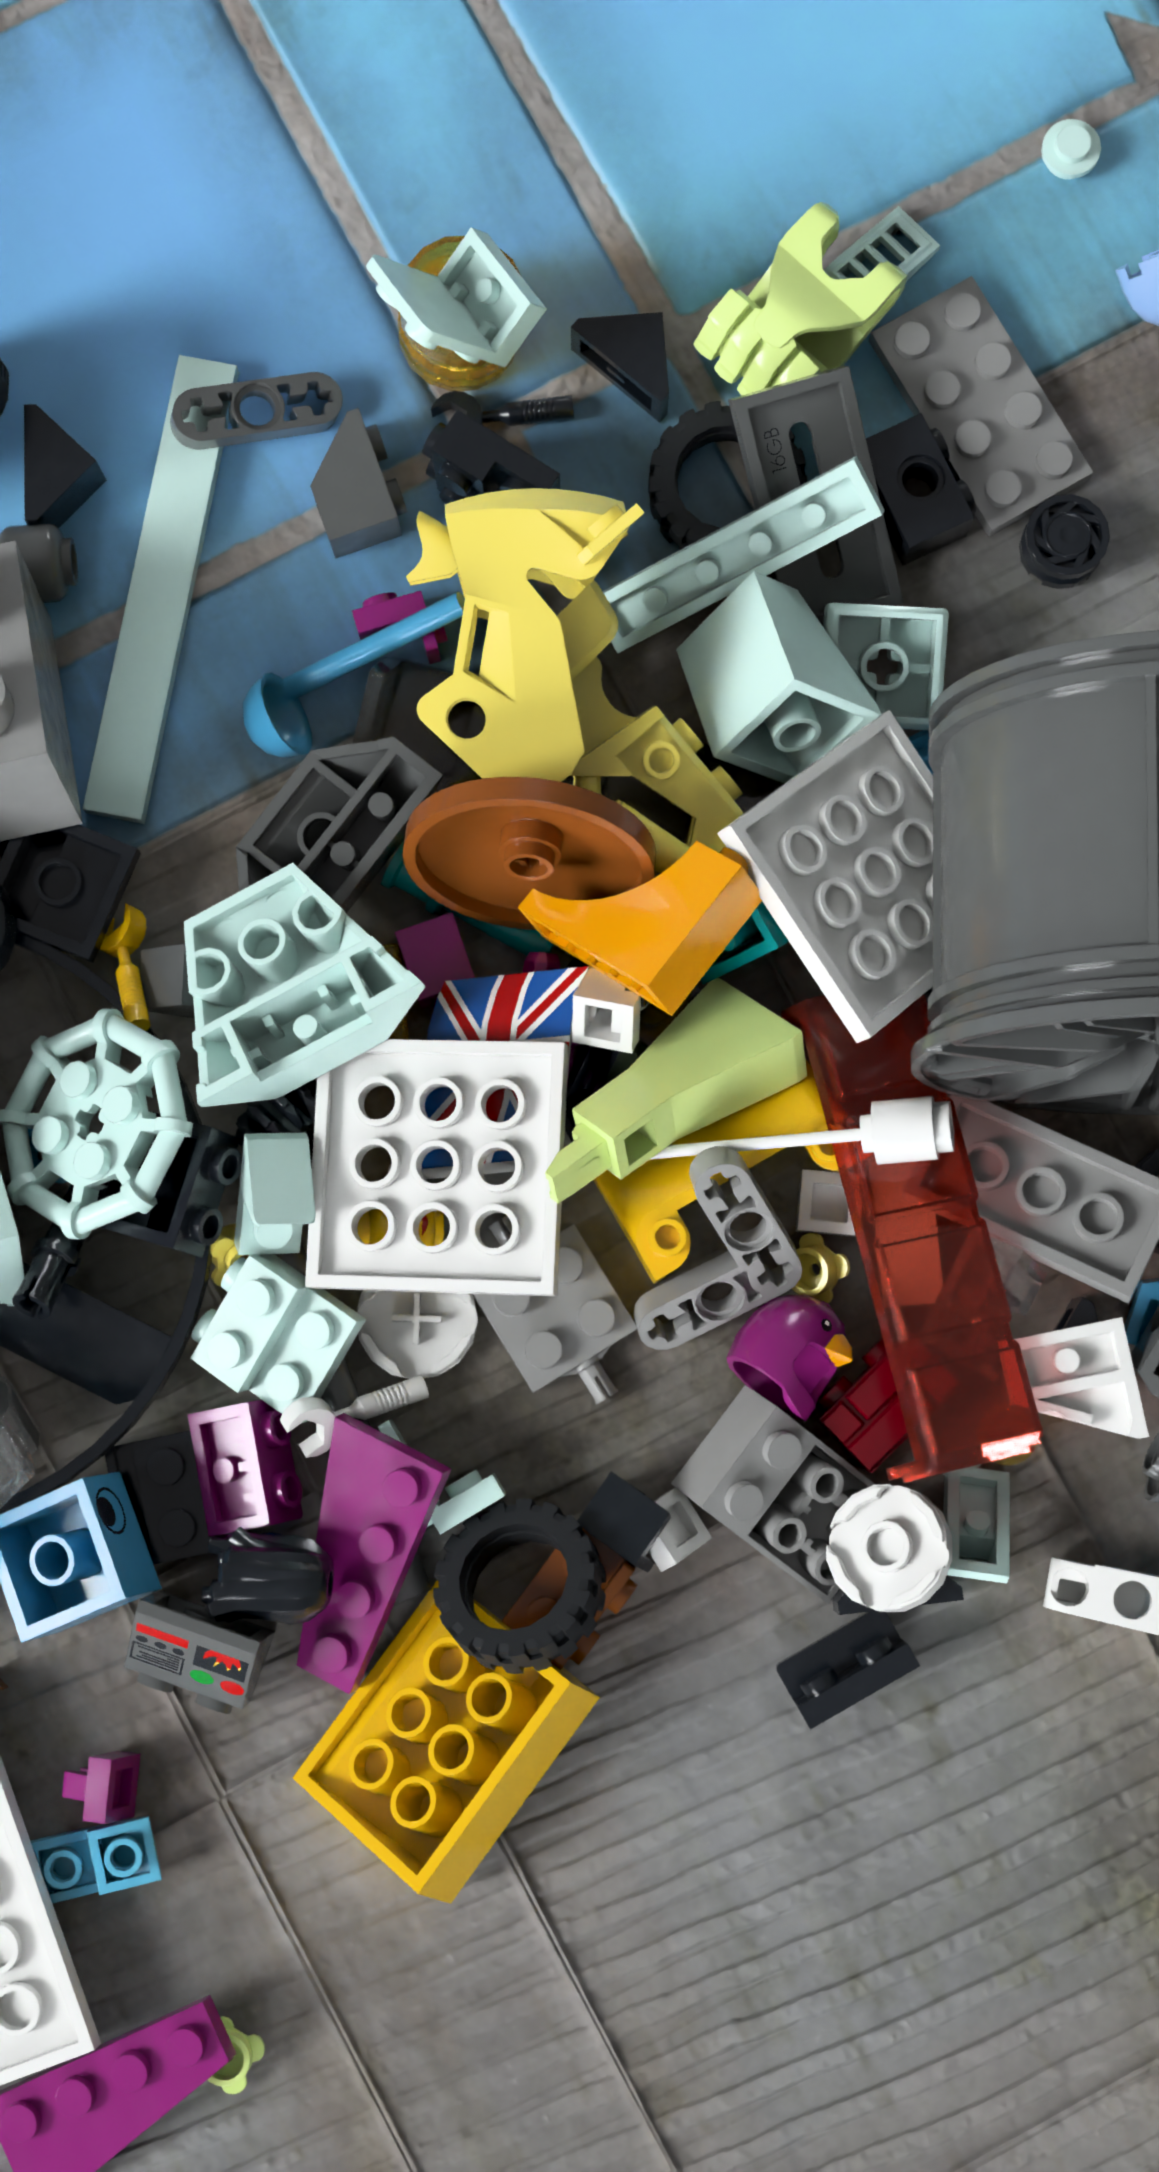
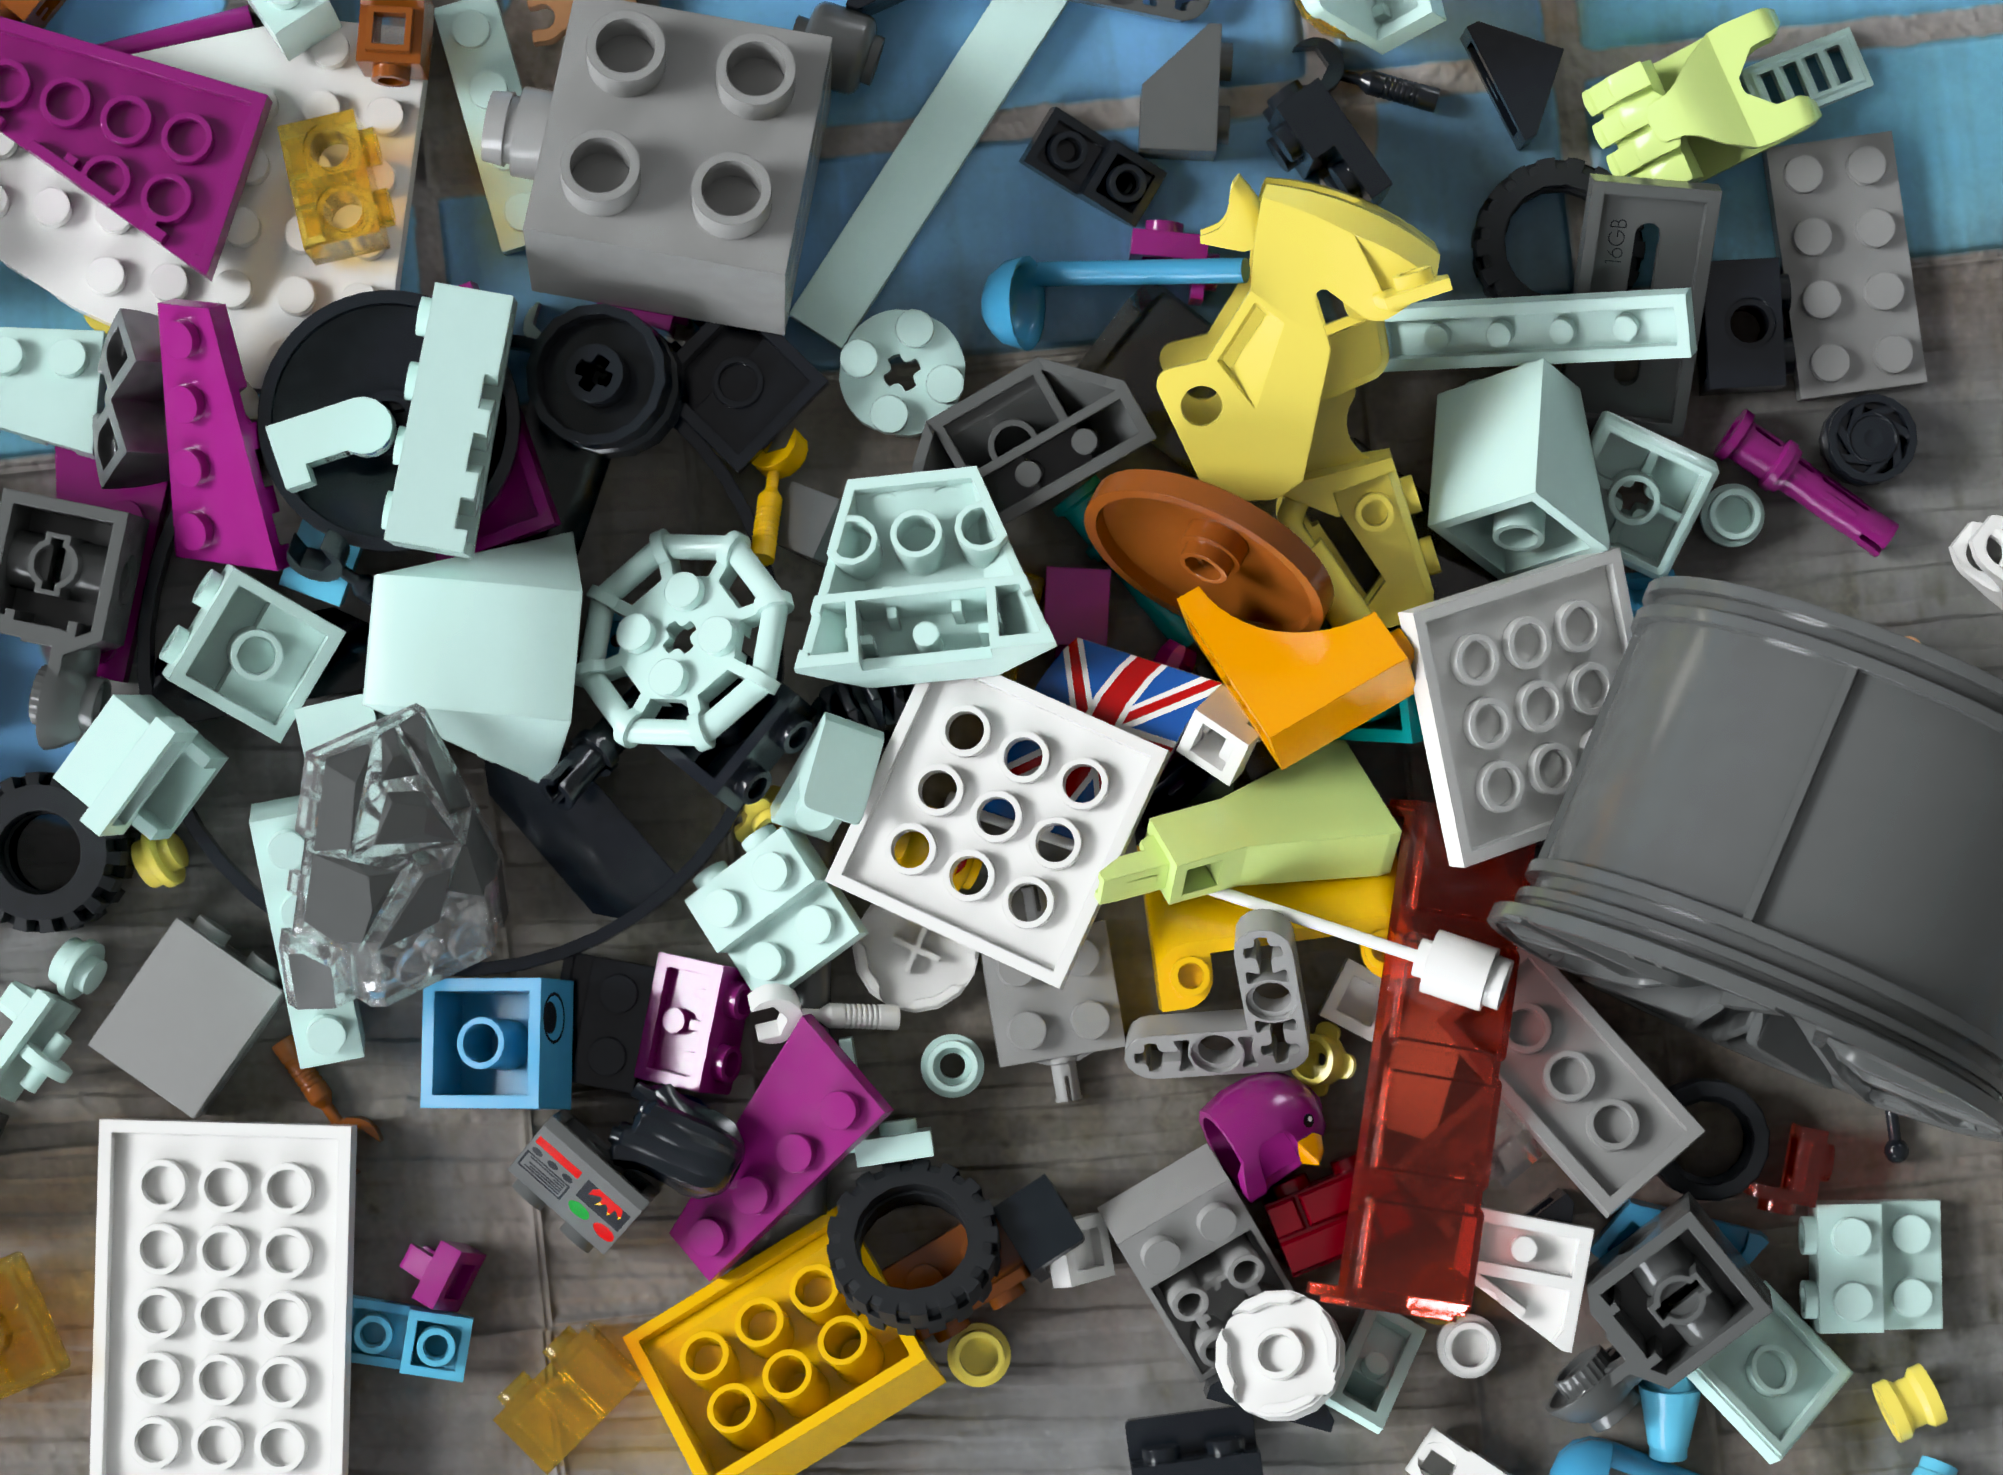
camera: 15 degrees right, 5 degrees up
(168, 820) = (867, 360): none -> light aqua plate
(261, 1853) = (567, 1396): none -> clear yellow brick
(297, 580) = (1093, 167): none -> black slope
(471, 1415) = (955, 1086): none -> light aqua plate
(619, 1660) = (979, 1355): none -> light yellow plate
(973, 648) = (1732, 515): none -> light aqua plate
(1000, 594) = (1783, 469): none -> magenta pin
(1053, 1472) = (1468, 1346): none -> white plate

